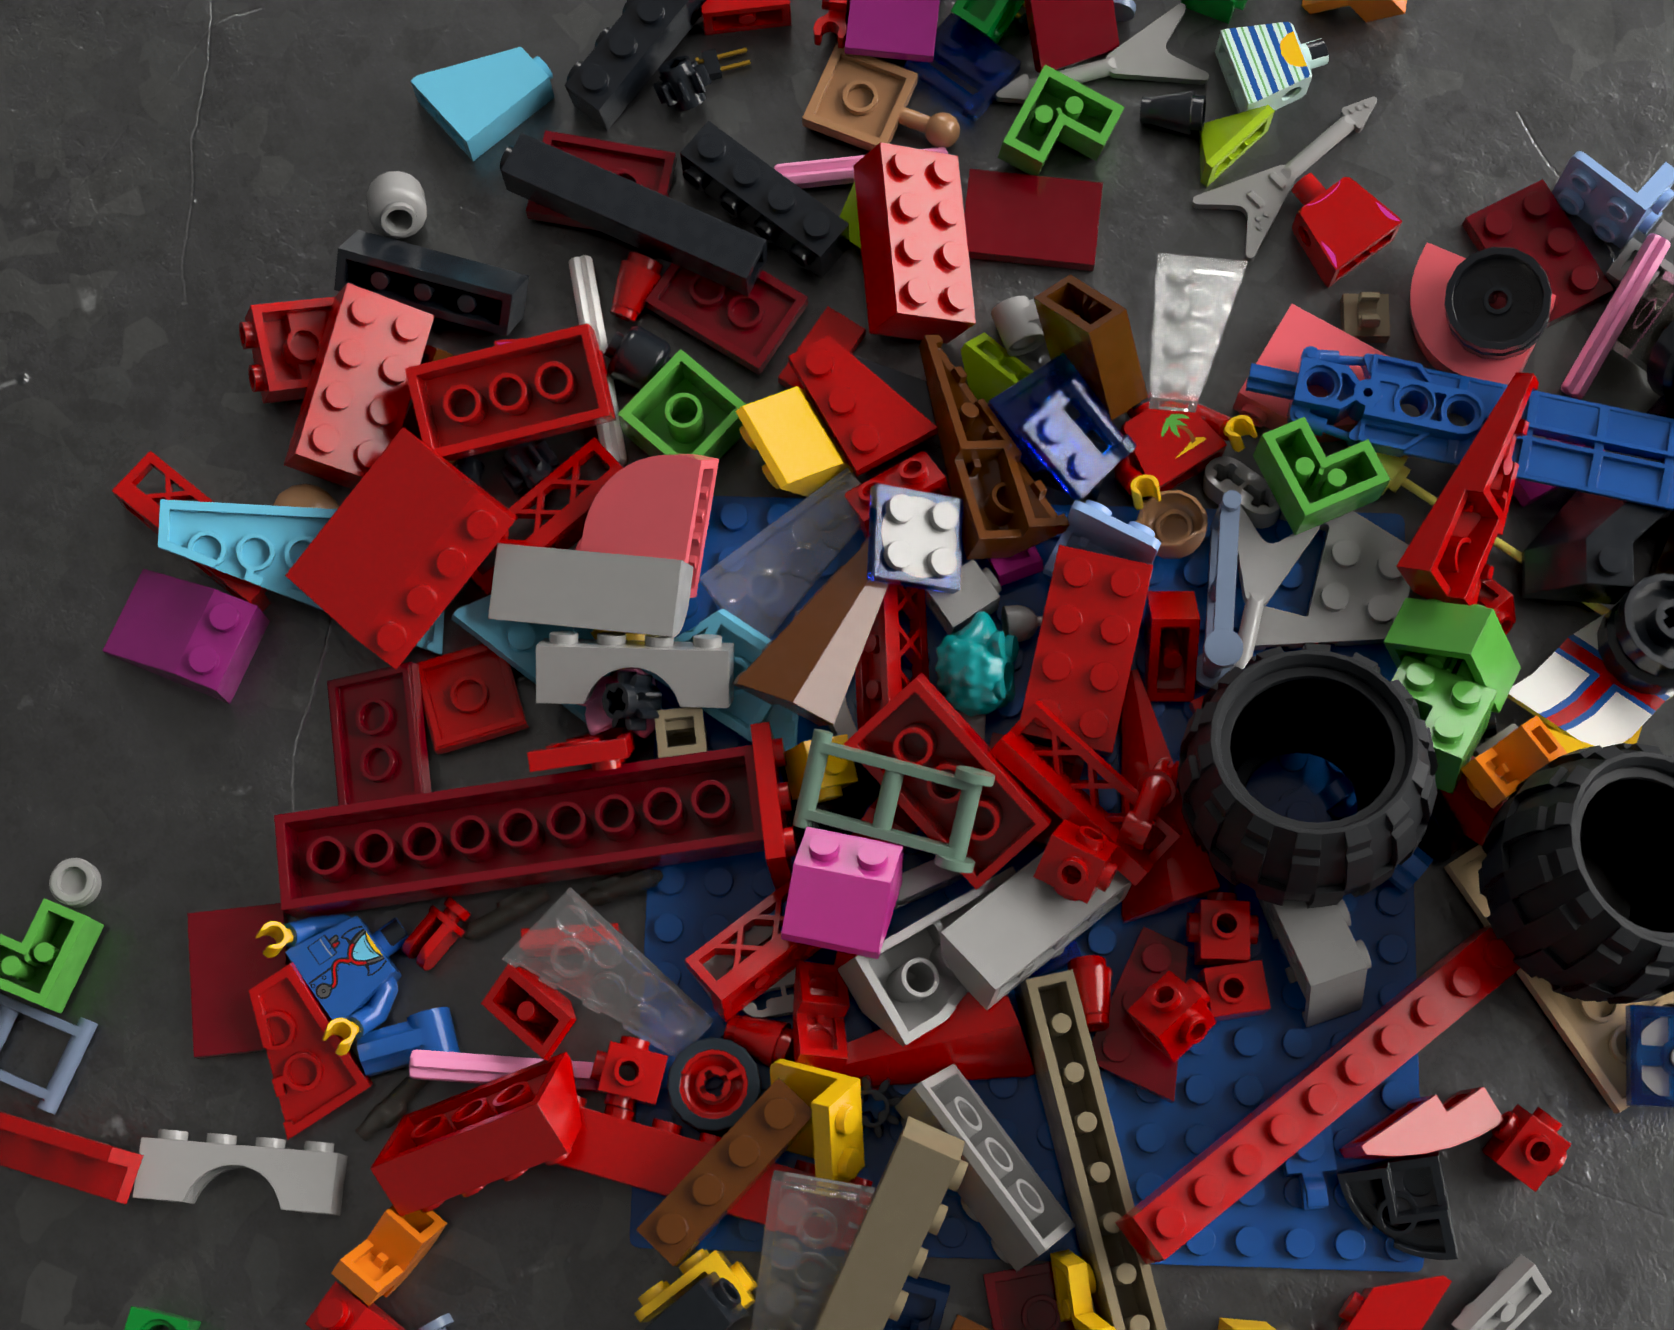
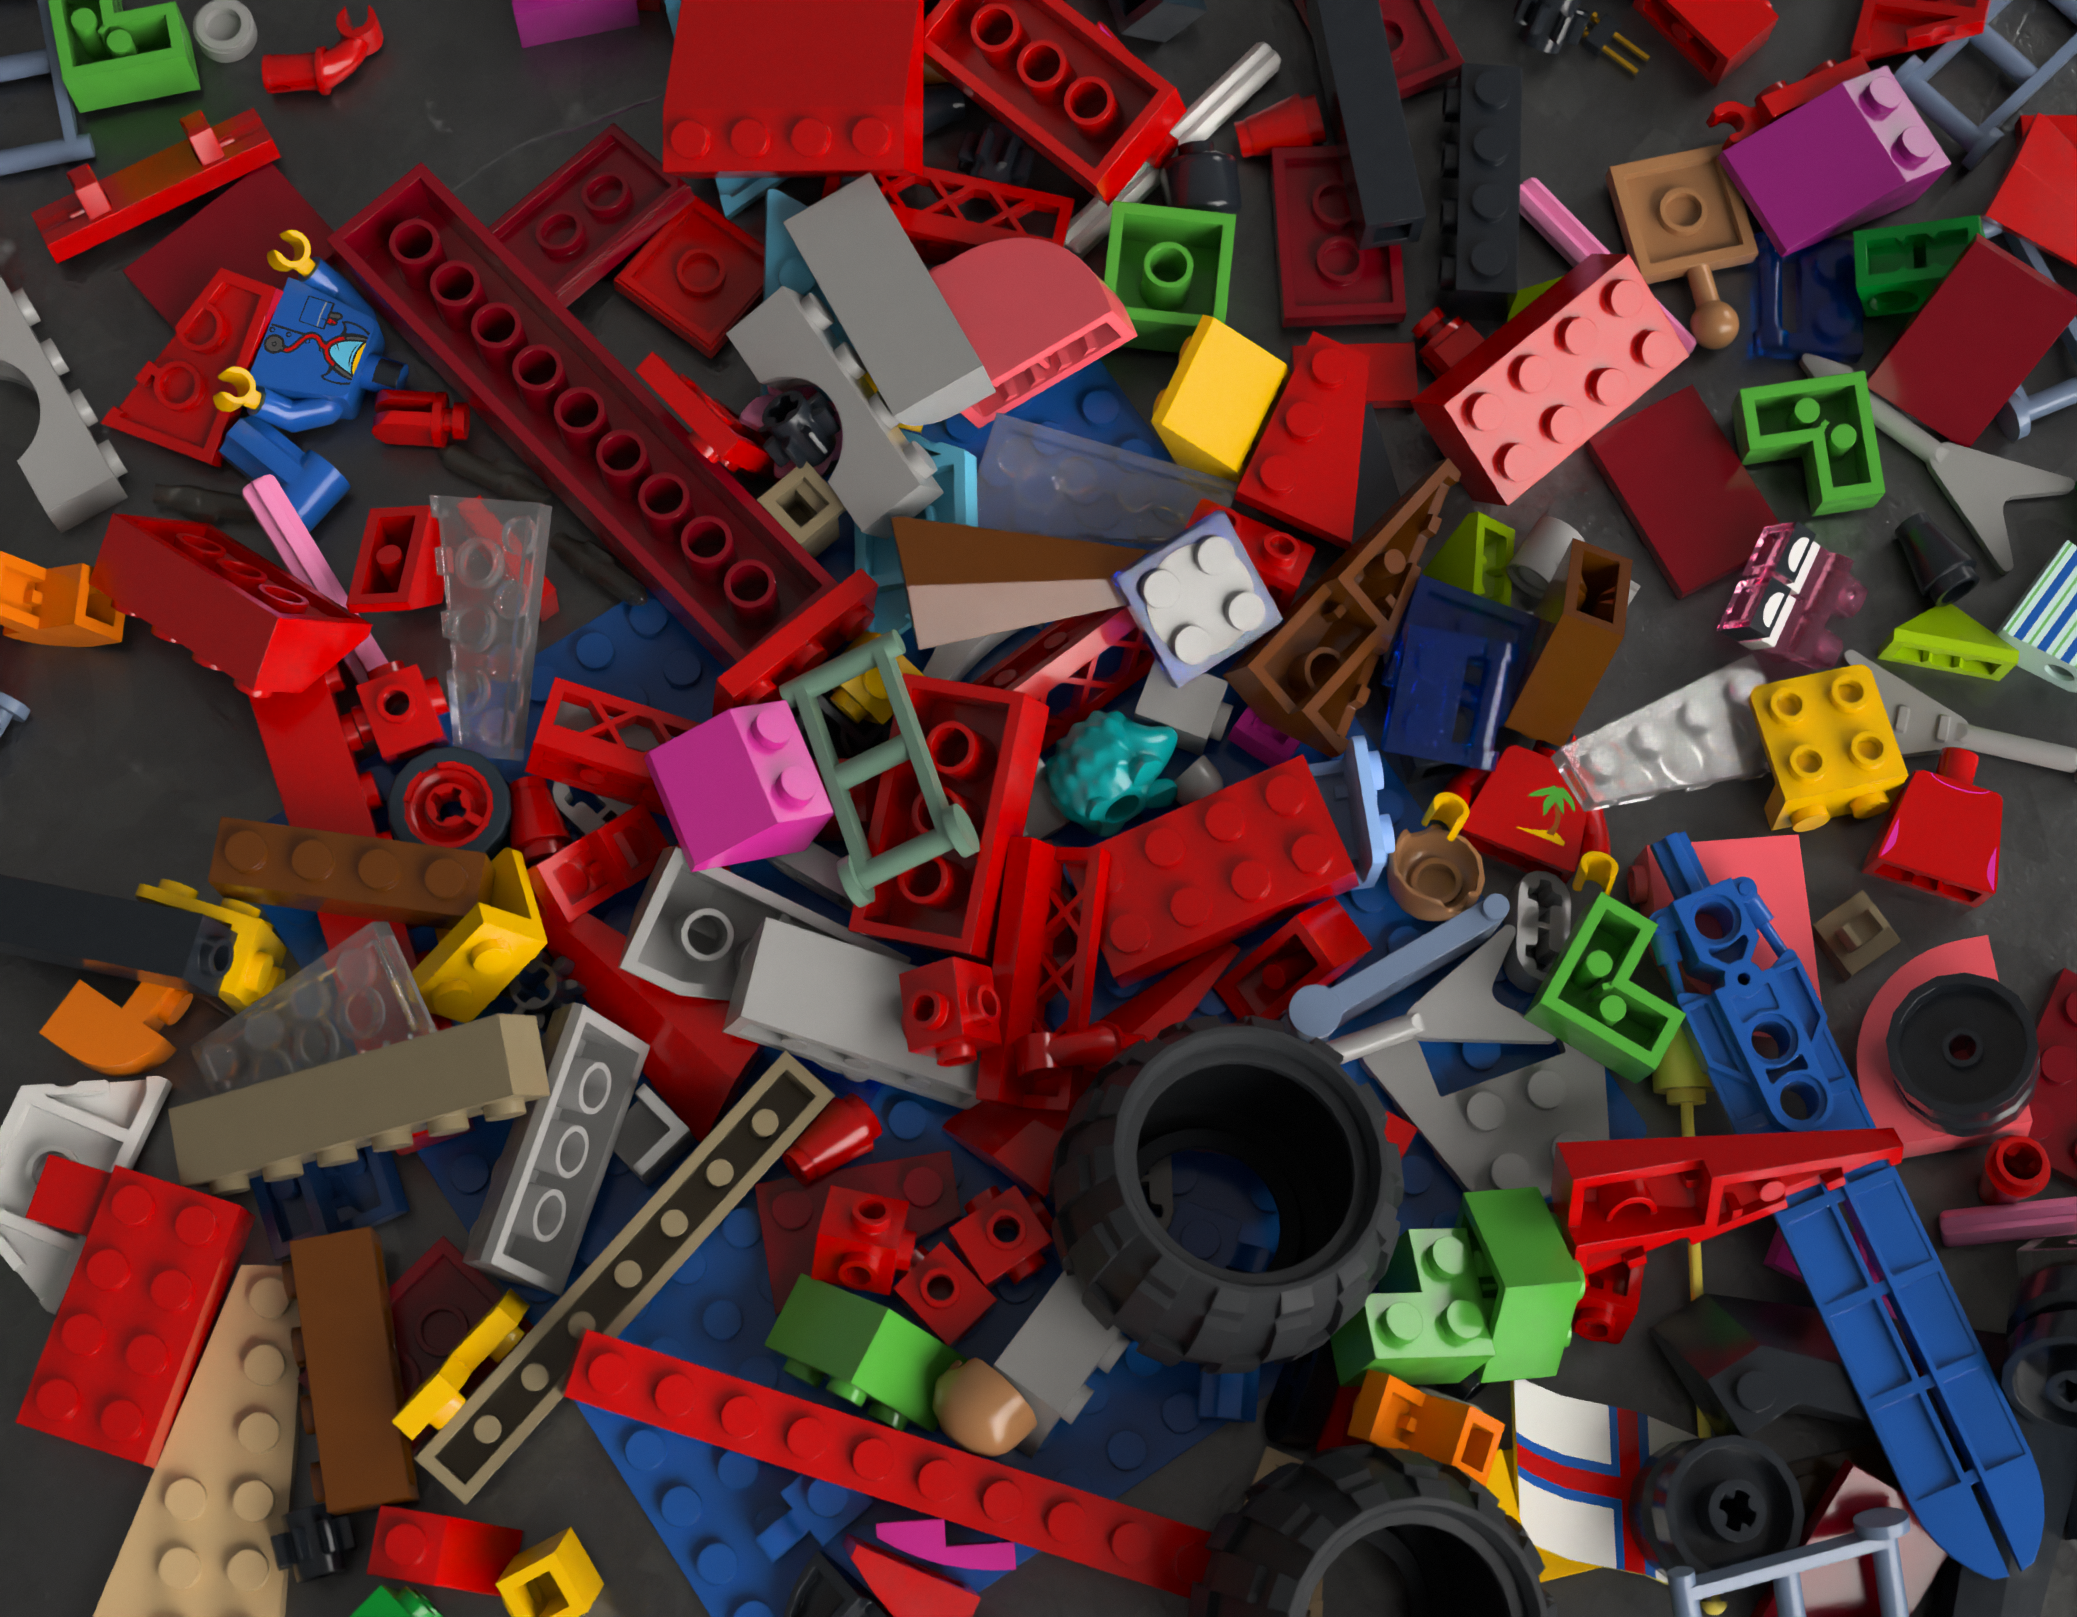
camera: 45 degrees right, 0 degrees up
(149, 997) = (154, 184): none -> red hinge
(152, 836) = (324, 67): none -> red piece
(844, 288) = (1445, 342): none -> red arm
(1012, 1101) = (651, 1137): none -> light grey panel
(1143, 206) = (1790, 597): none -> clear pink hips
(1243, 1059) = (861, 1352): none -> bright green brick
(1248, 250) = (1827, 748): none -> yellow bracket
(1326, 1015) = (981, 1409): none -> medium nougat hair
(1383, 1101) = (927, 1540): none -> dark pink slope
(1570, 329) = (2013, 1170): none -> red cone

